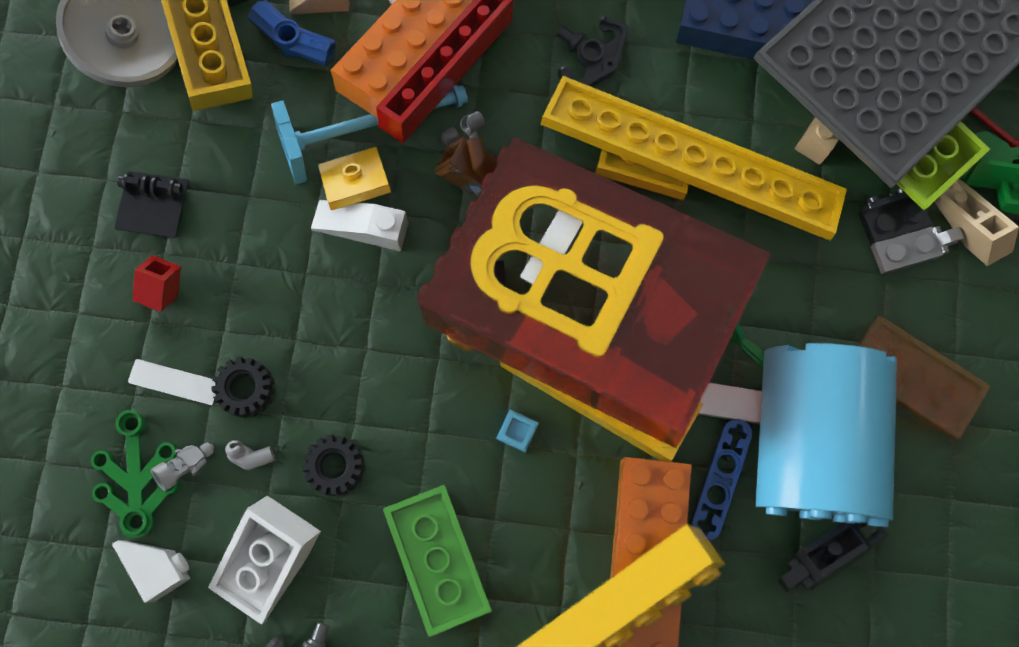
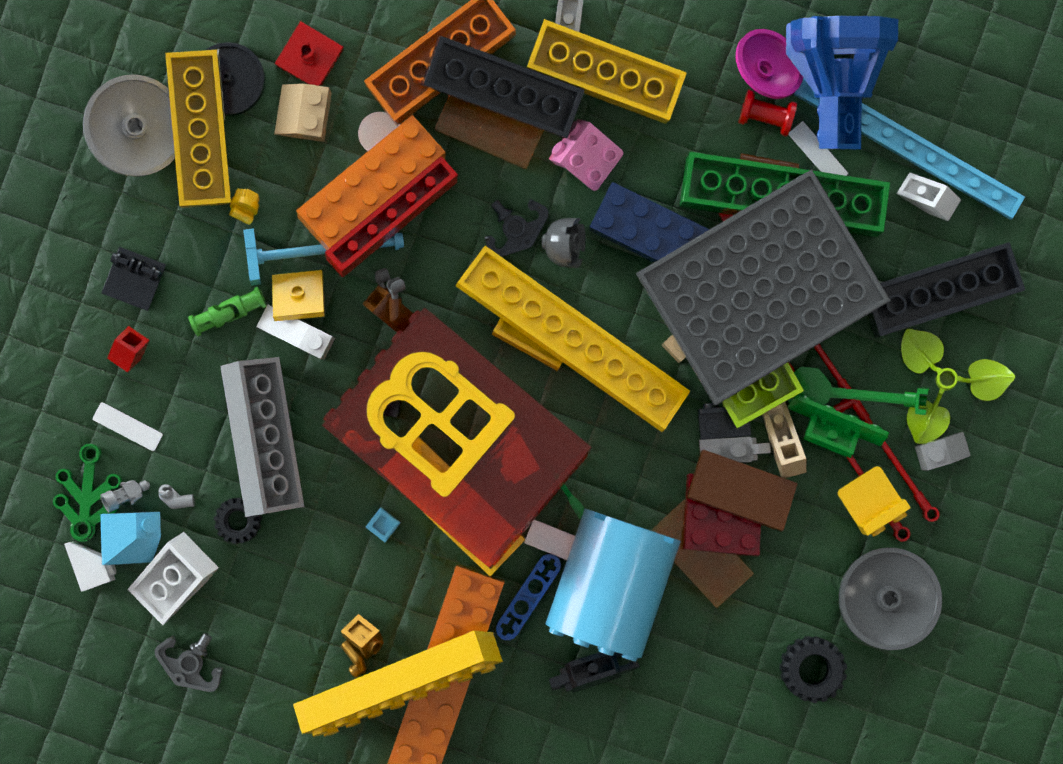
camera: 15 degrees right, 10 degrees up
(197, 516) = (129, 537): none -> medium azure slope
(226, 378) = (165, 441): black tyre -> none
(269, 89) = (244, 205): none -> yellow piece
(271, 217) = (224, 312): none -> bright green piece
(278, 28) = (261, 148): blue piece -> none
(343, 350) = (262, 436): none -> light grey brick
(437, 560) = (300, 607): bright green plate -> none
(523, 608) = (356, 657): none -> pearl gold arm
(526, 578) = (363, 636): none -> pearl gold bracket
(557, 238) = (435, 398): white sticker -> none
(653, 53) = (564, 242): none -> dark grey cylinder
(931, 323) = (718, 531): none -> dark red plate
(949, 286) = (742, 490): none -> reddish brown tile

